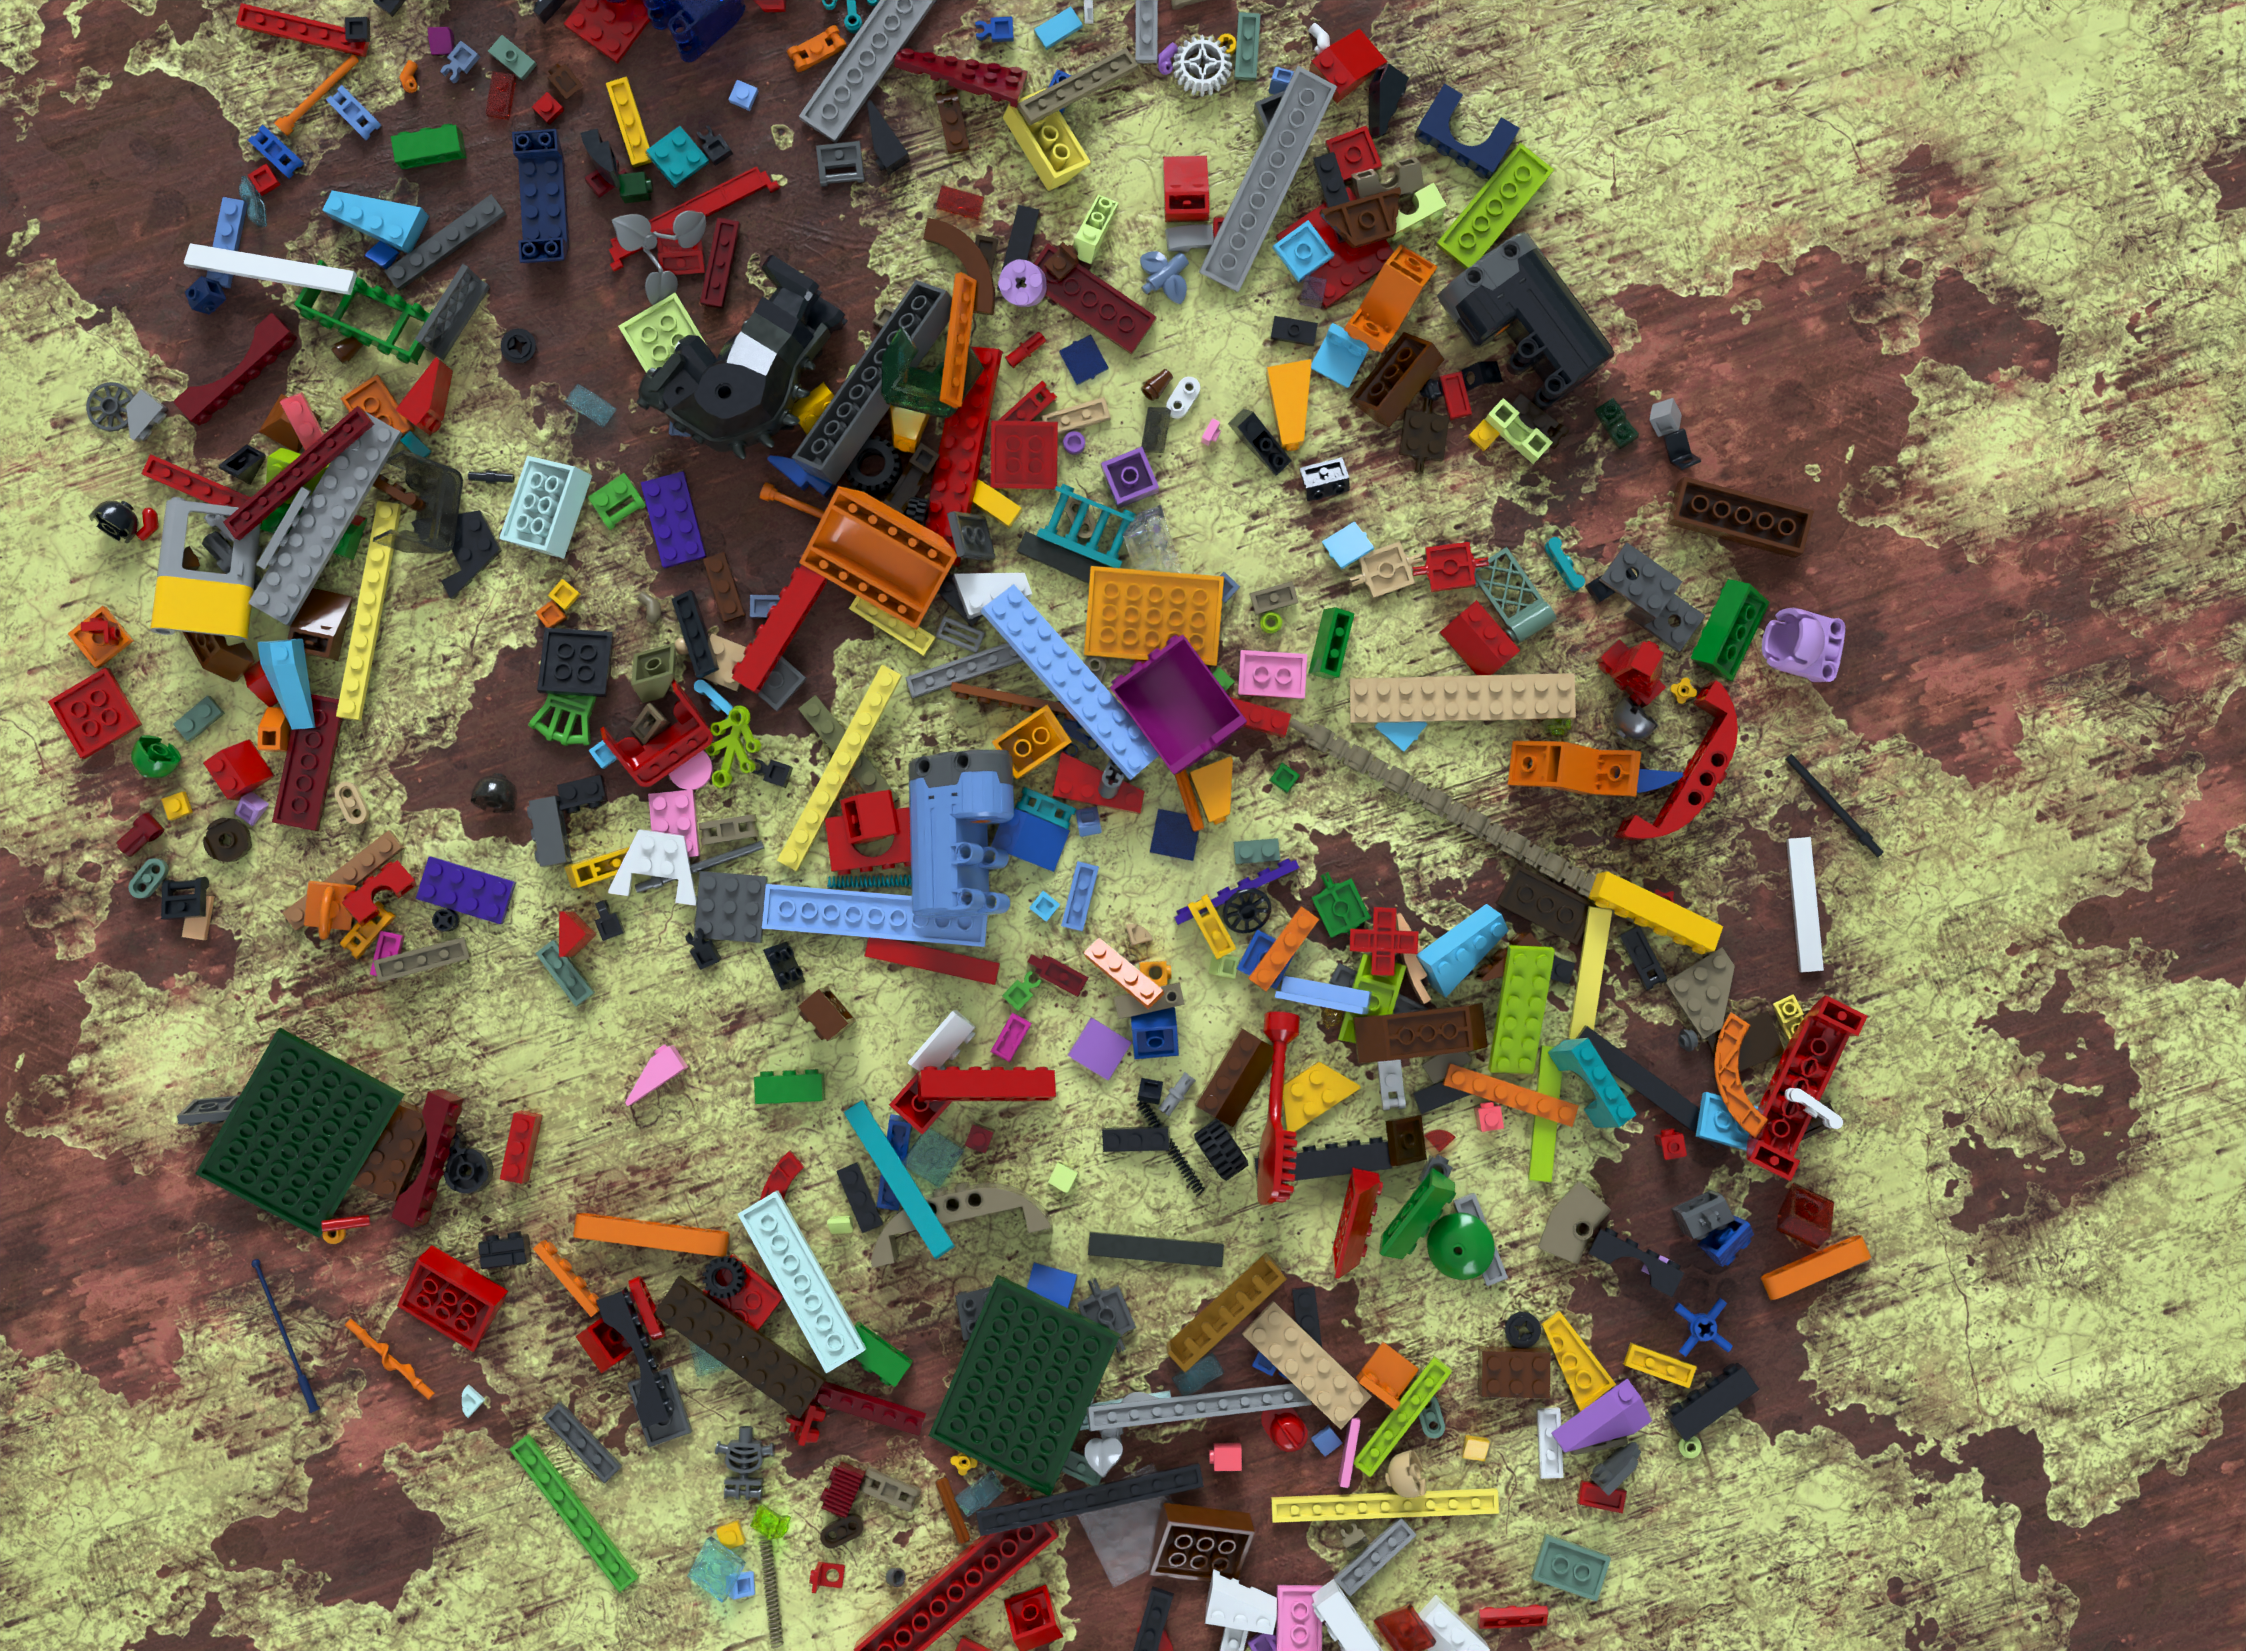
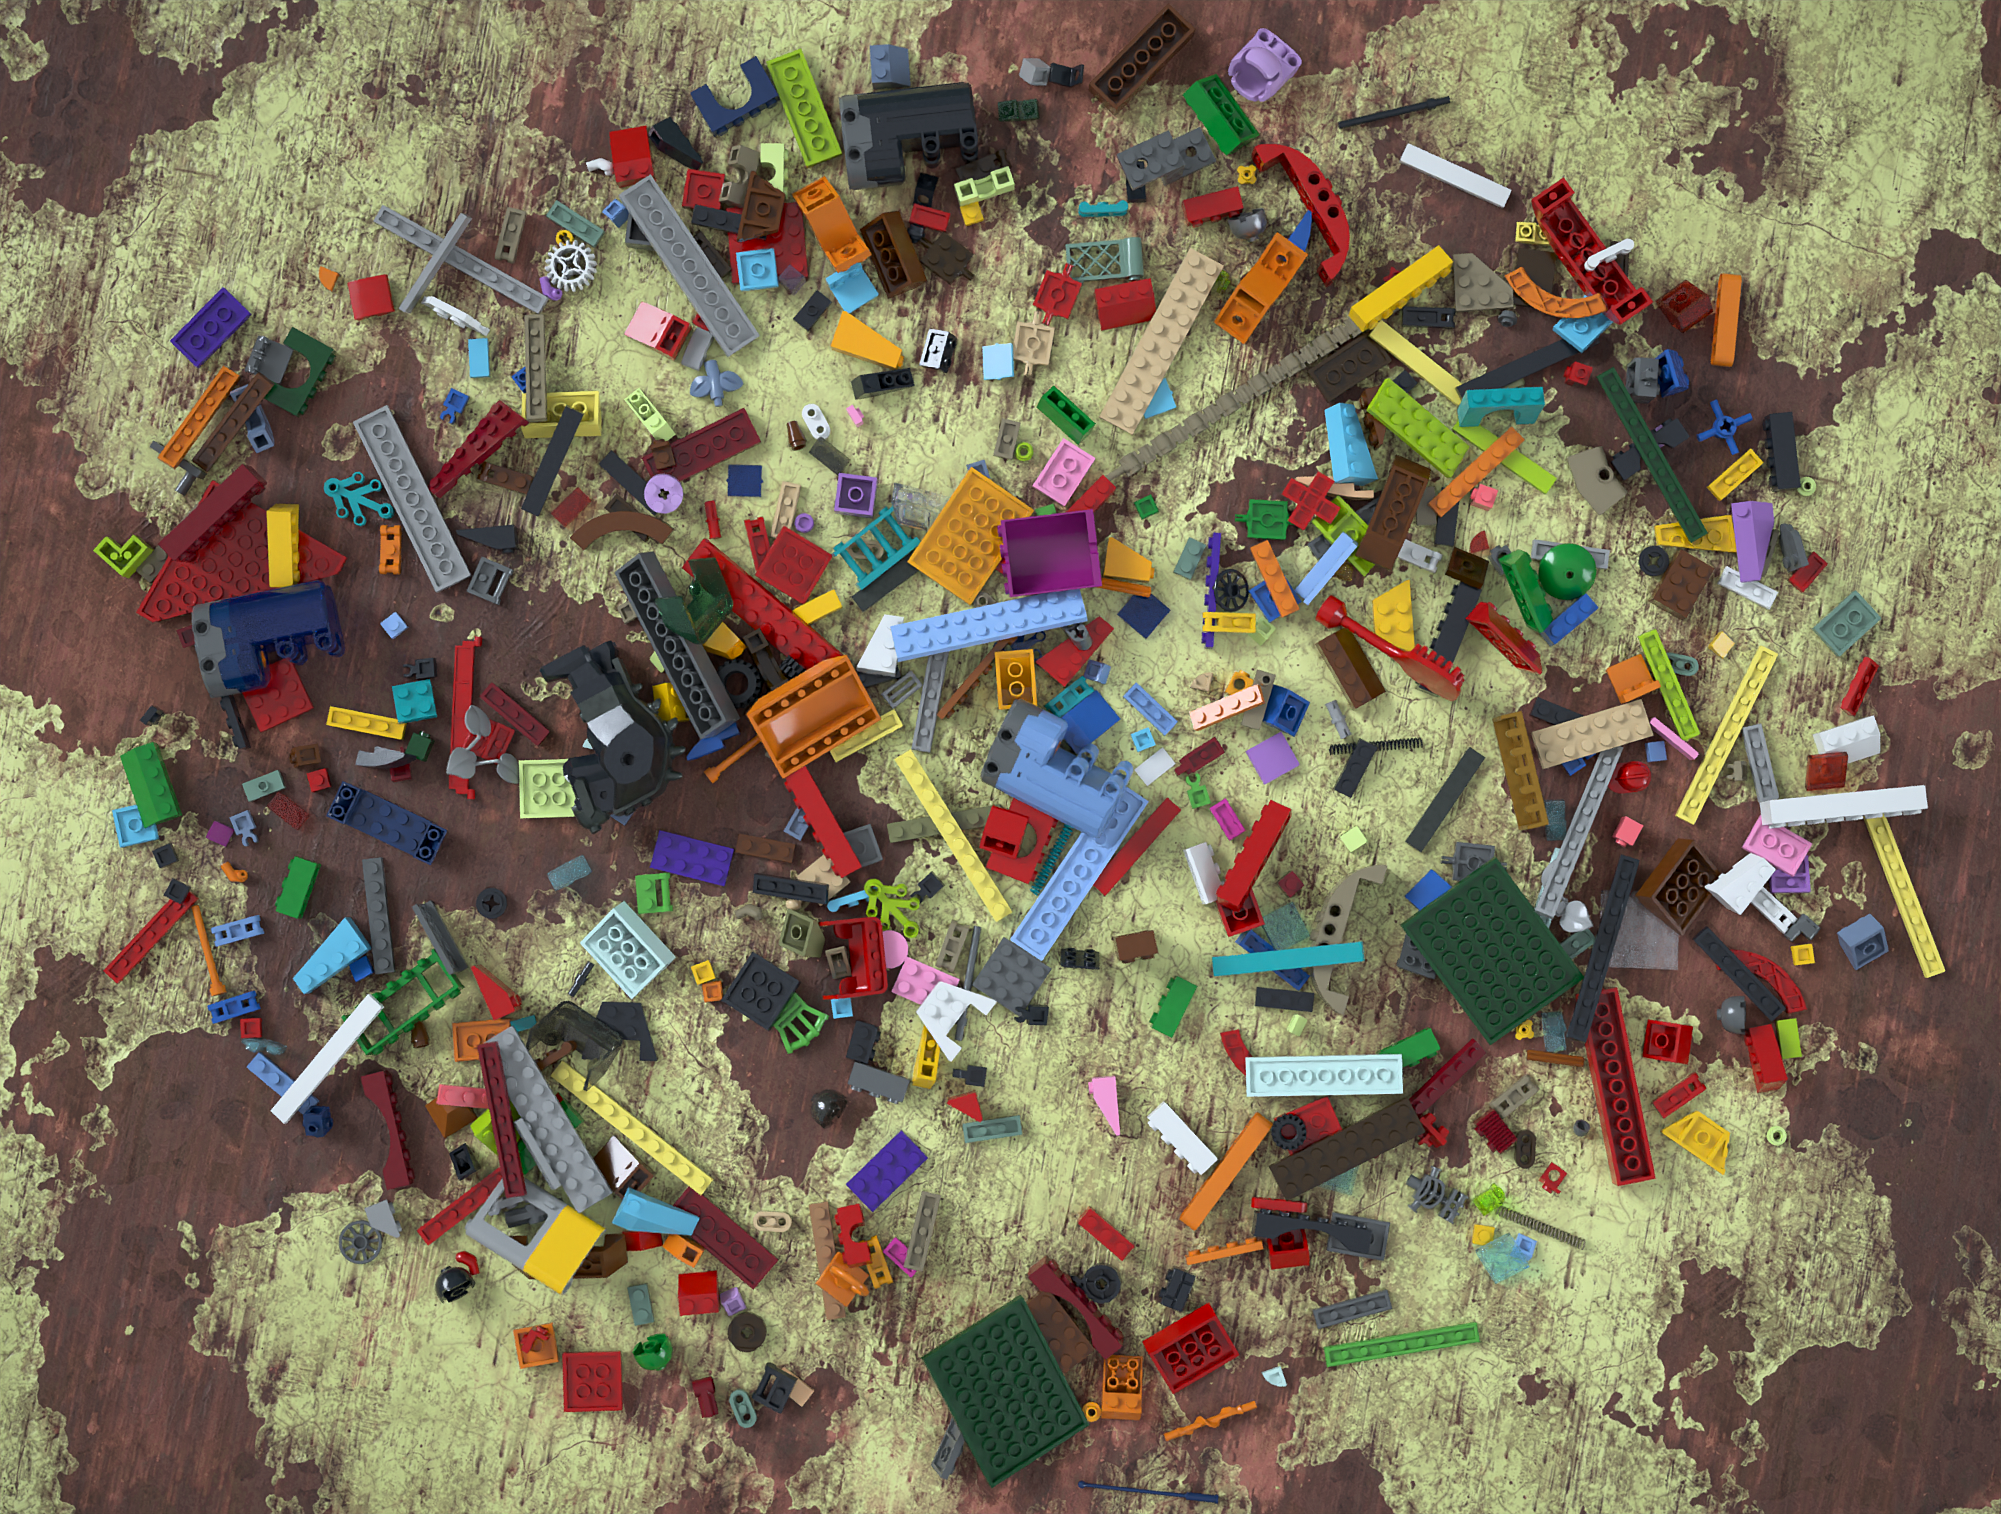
camera: 65 degrees left, 0 degrees up
(177, 805) = (698, 1357): yellow plate -> none
(345, 1223) = (1089, 1398): red piece -> none
(374, 1250) = (1122, 1387): none -> orange slope
(440, 920) = (900, 1200): black wheel -> none
(660, 1171) = (1182, 1138): none -> white brick
(958, 340) = (681, 565): orange plate -> none
(971, 536) = (834, 638): dark grey tile -> none
(993, 155) = (552, 460): none -> black tile
(1024, 933) = (1154, 766): none -> white sticker
(1150, 1091) = (1325, 737): black plate -> none
(1221, 1149) = (1398, 708): black tyre -> none
(1292, 199) = (712, 254): none -> dark brown plate
(1405, 1475) = (1713, 707): tan cylinder -> none
(1412, 1276) = (1569, 619): none -> blue brick
(1586, 268) = (889, 67): none -> sand blue slope
(1630, 1267) = (1651, 454): none -> dark green plate
(1640, 667) = (1214, 197): red wedge -> none

